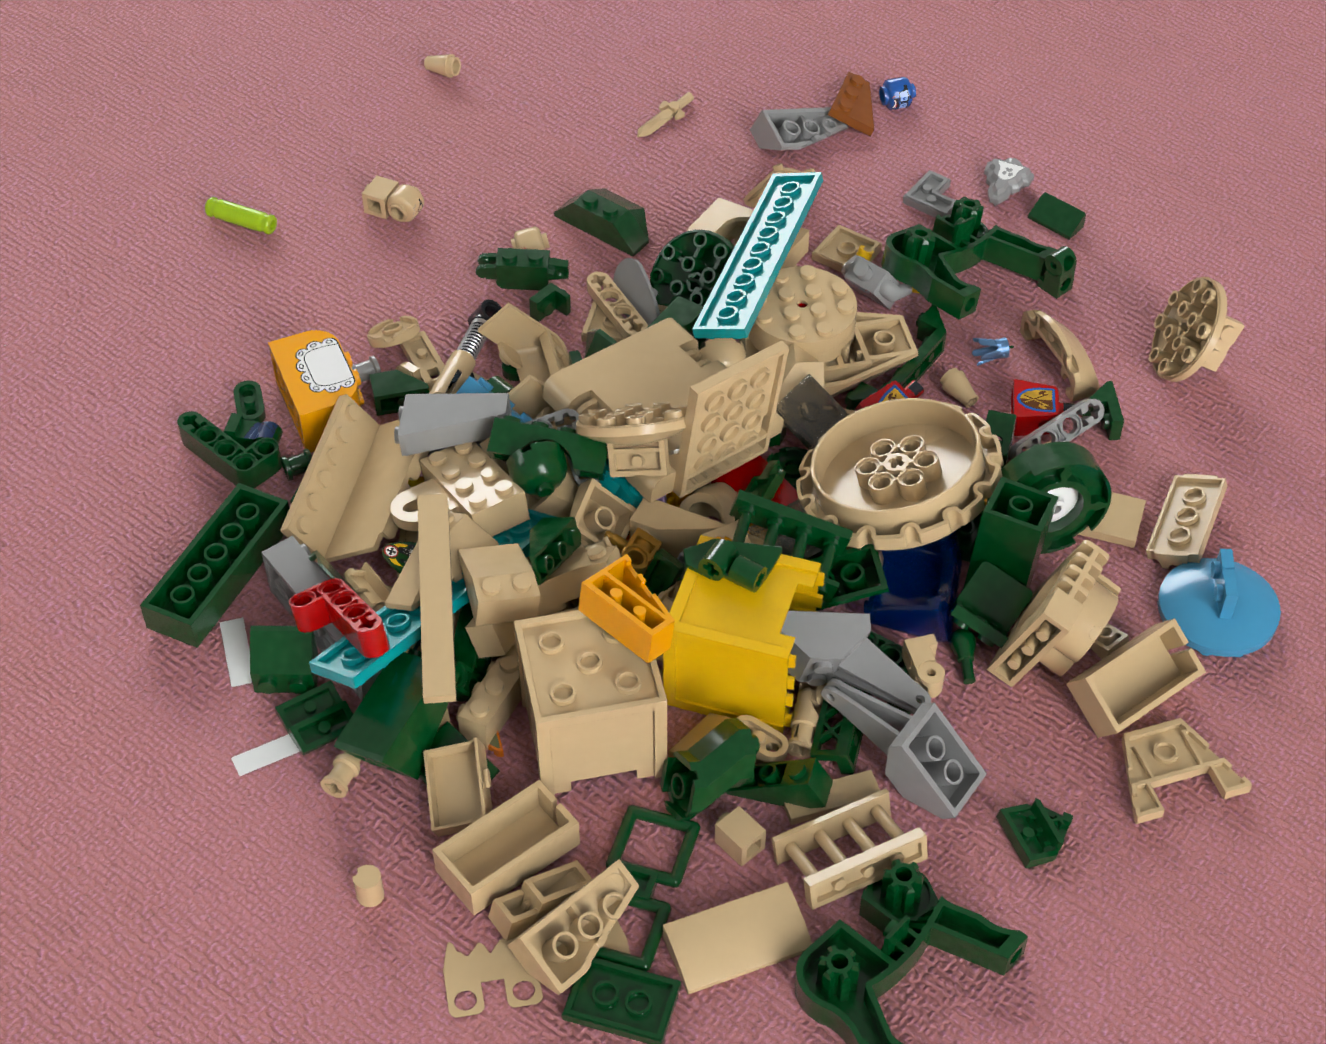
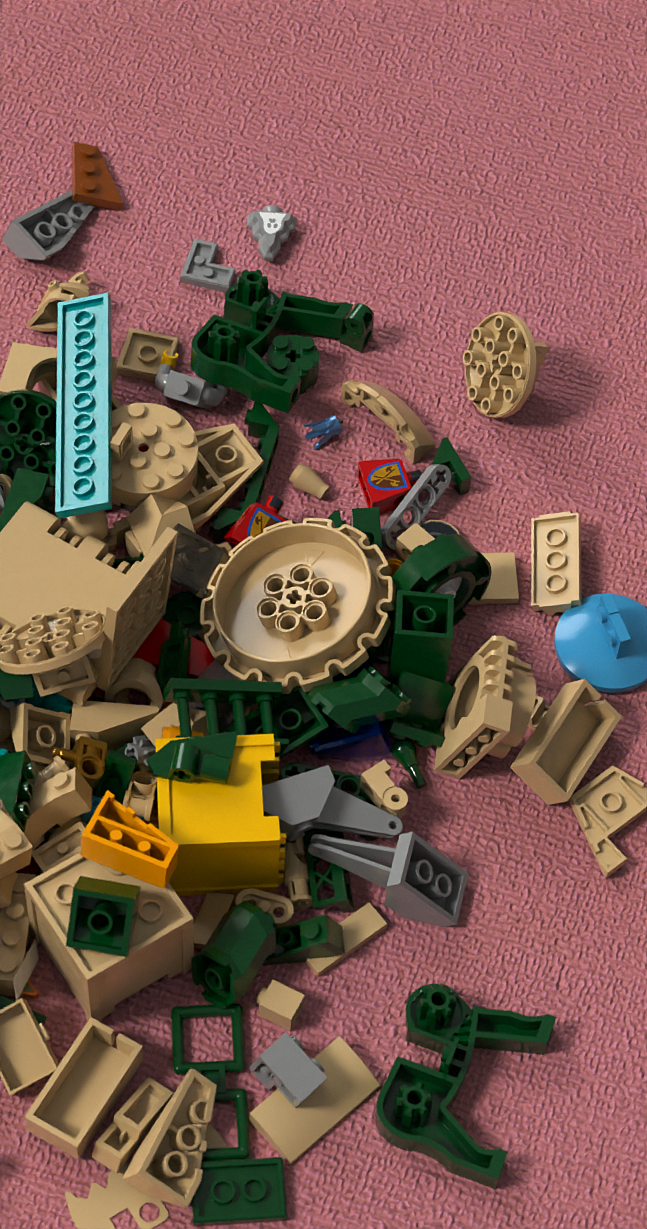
camera: 25 degrees left, 10 degrees up
(496, 719) = (25, 969): none -> white sticker
(574, 667) = (102, 916): none -> dark green slope
(717, 891) = (288, 1069): none -> light grey brick
(780, 288) = (121, 441): none -> tan tile
(857, 871) = (392, 1009): tan fence -> none
(897, 93) = (130, 153): blue head -> none
(929, 571) = (361, 700): none -> dark green brick
(991, 279) = (296, 357): none -> dark green brick
(1034, 831) = (526, 913): dark green slope -> none
(1057, 216) = (333, 259): dark green slope -> none

